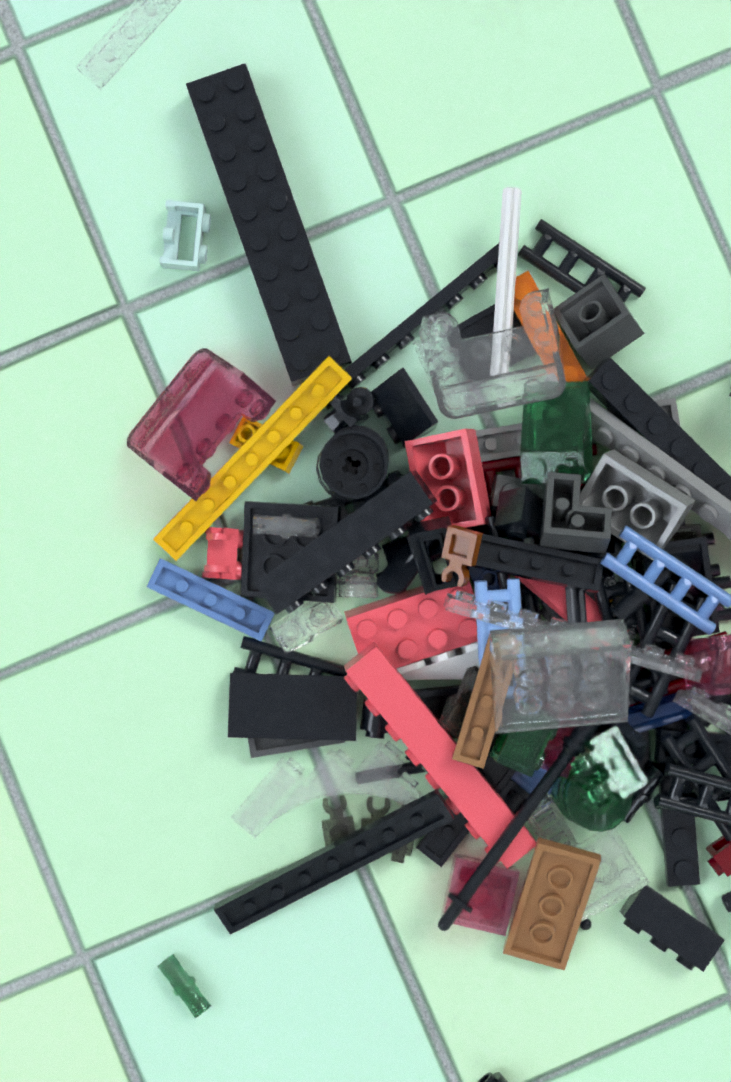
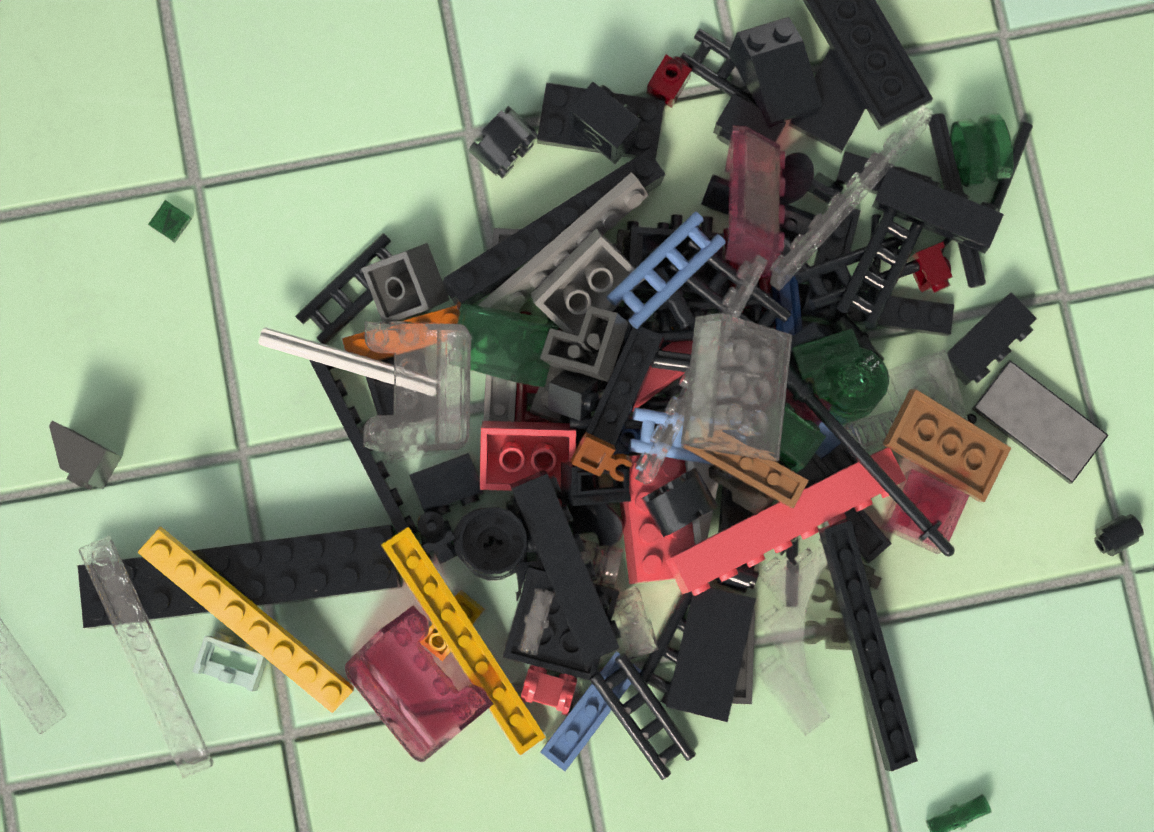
camera: 75 degrees left, 5 degrees down
(171, 150) = (146, 656): none -> clear plate
(227, 239) = (245, 619): none -> yellow plate
(235, 649) = (661, 721): none -> black bar
(352, 41) = (82, 458): none -> dark grey slope
(433, 643) = (679, 502): none -> black brick
(597, 995) = (1040, 422): none -> flat silver tile
(610, 71) = (170, 221): none -> clear green tile

